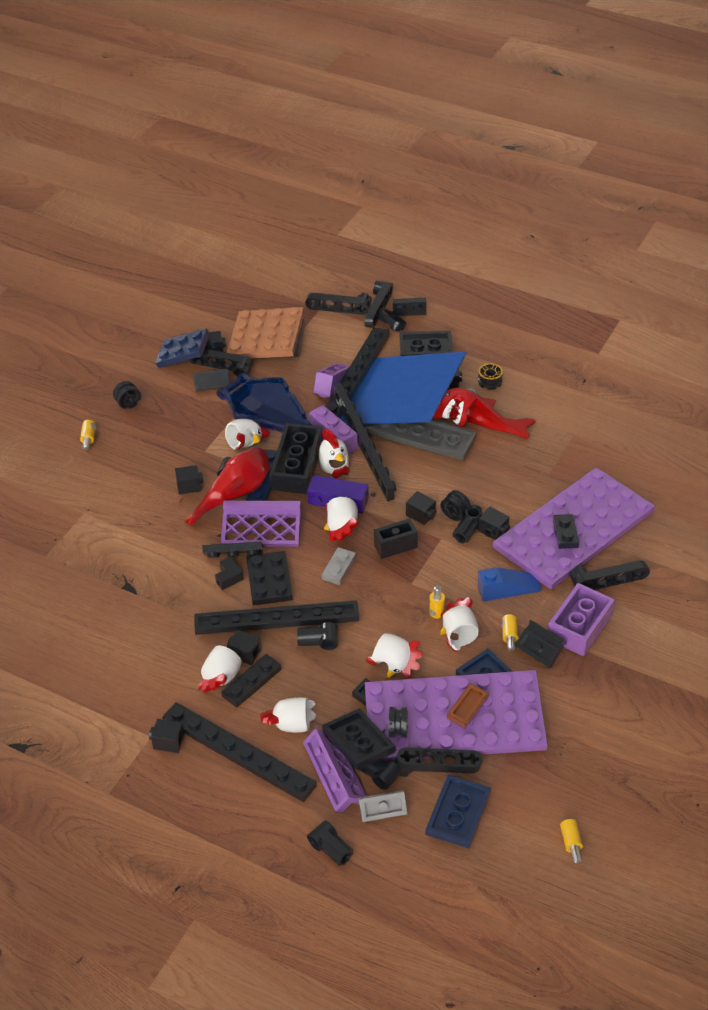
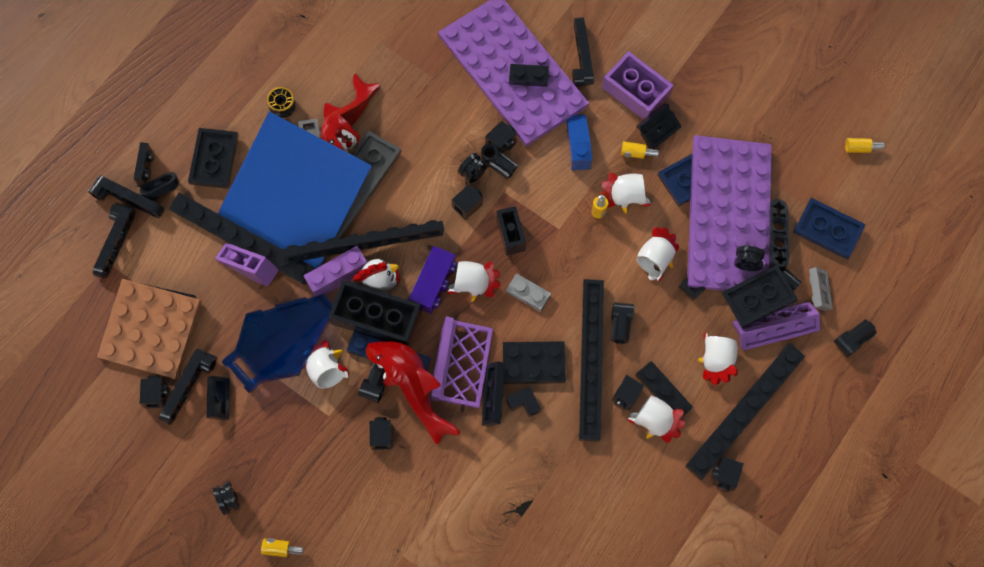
camera: 85 degrees left, 25 degrees up
(182, 348) = (158, 426): dark blue plate -> none
(467, 705) = (730, 198): dark orange tile -> none

